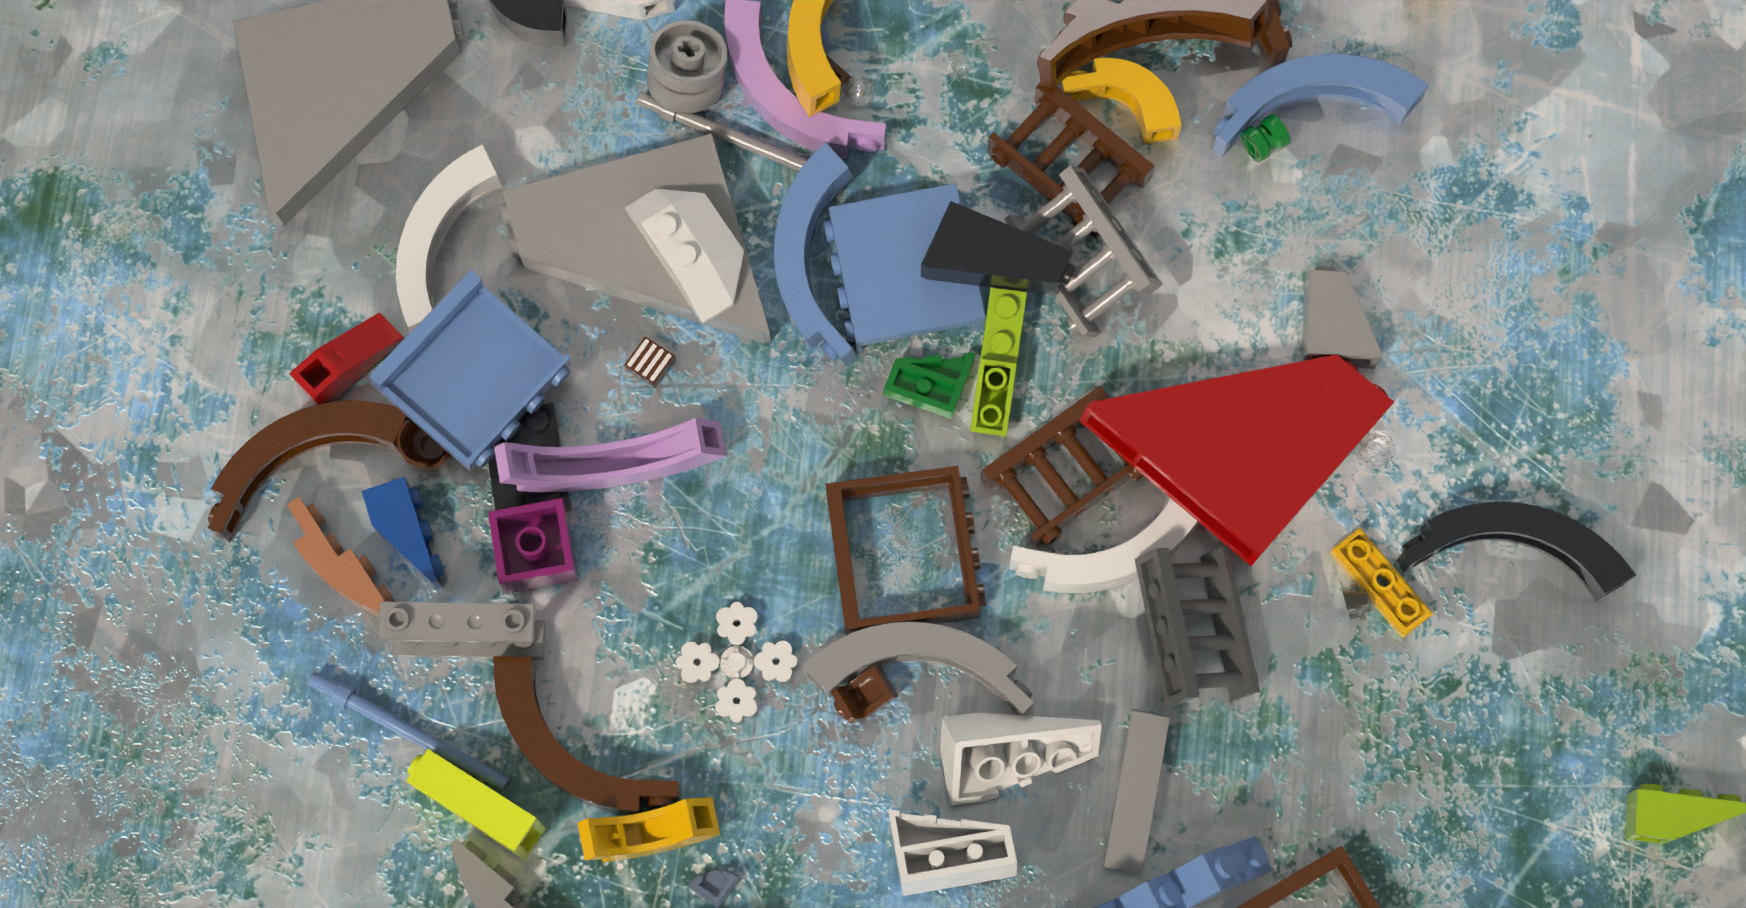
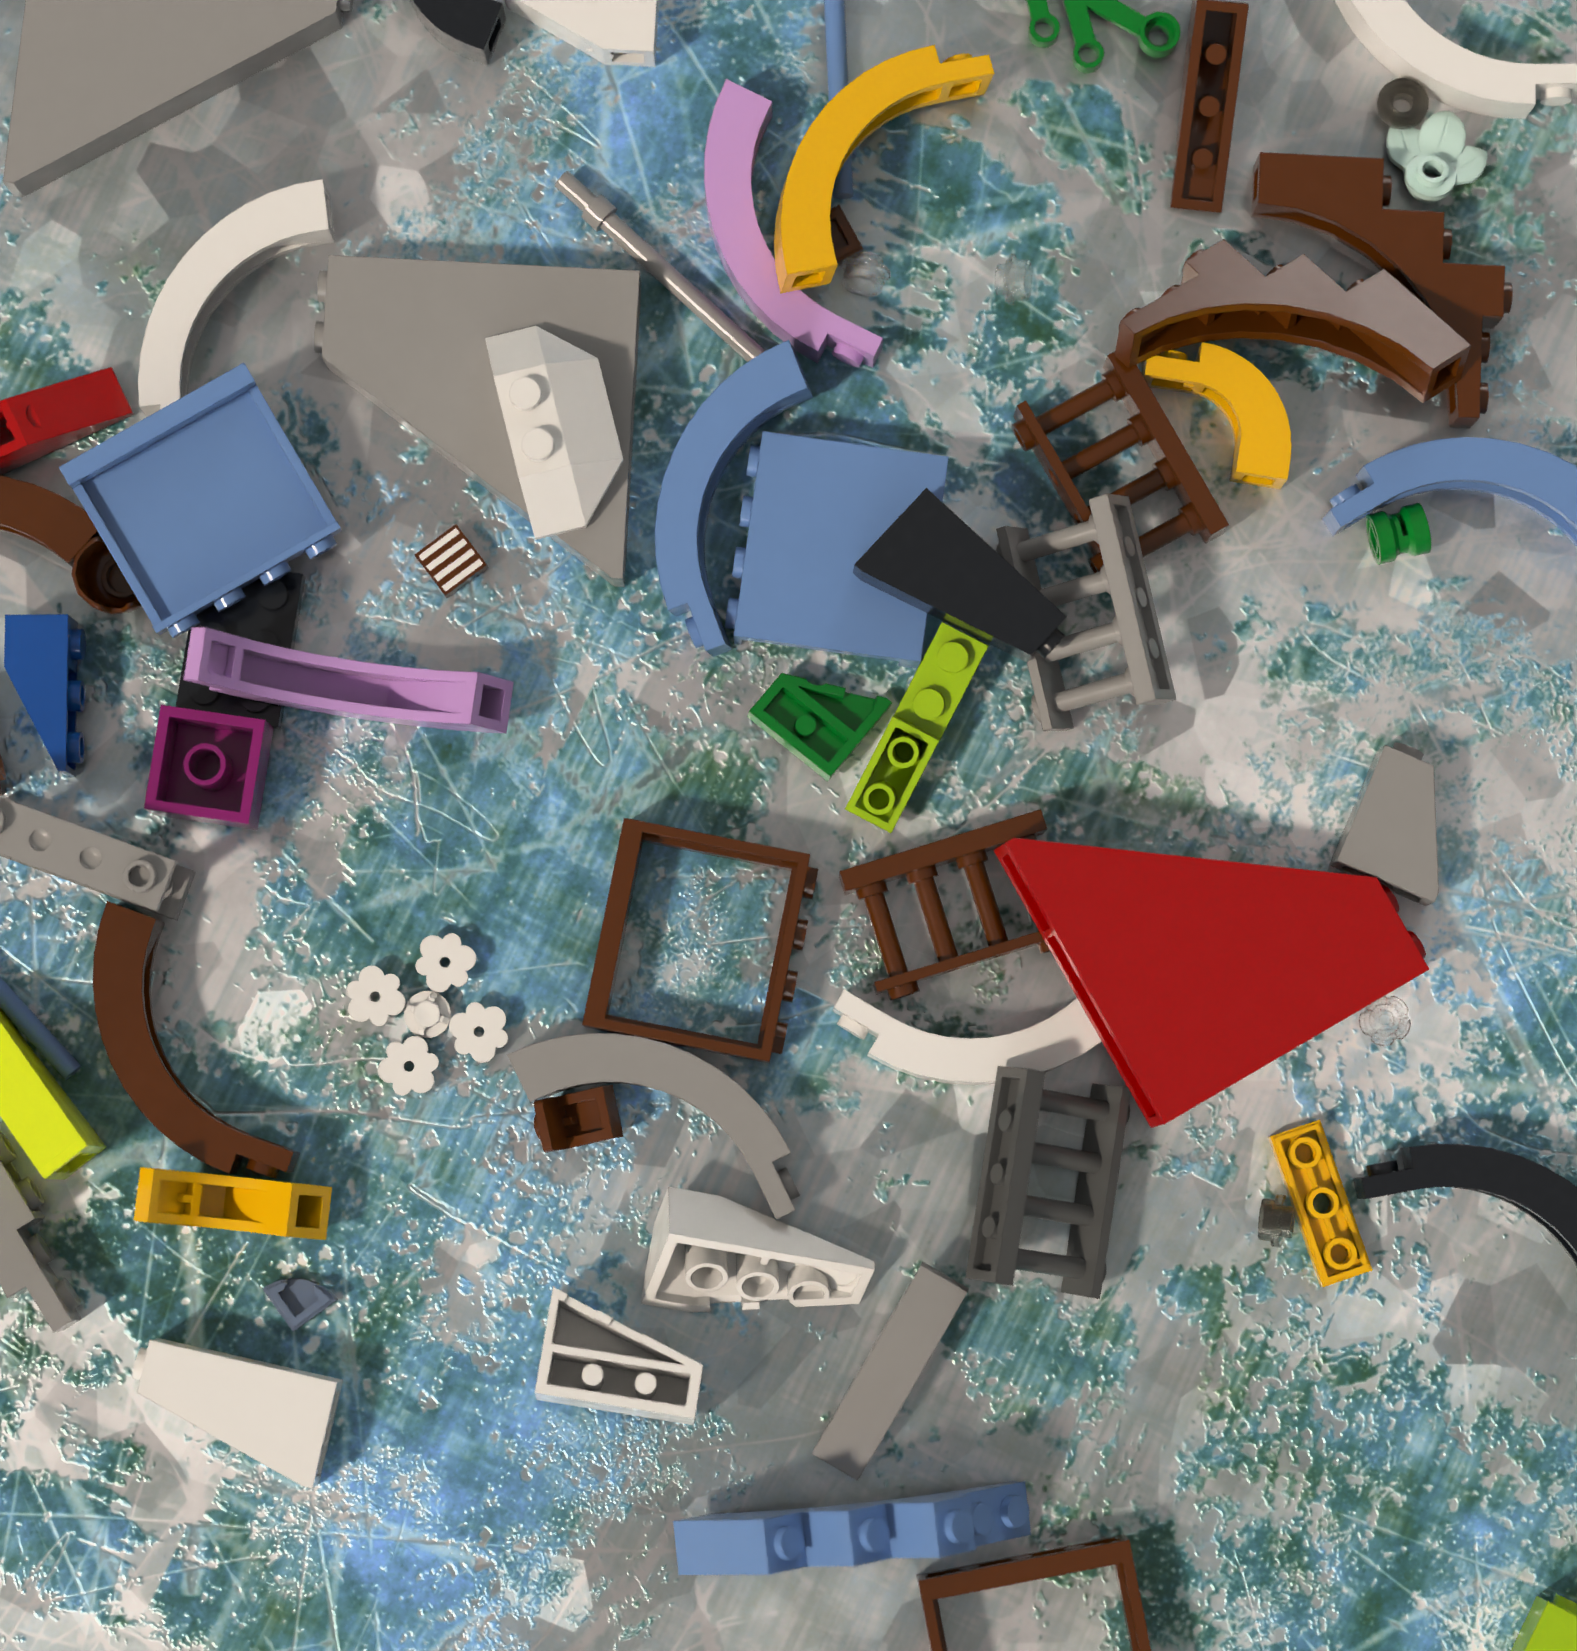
camera: 15 degrees right, 10 degrees up
(686, 66) = (638, 161): light grey wheel -> none

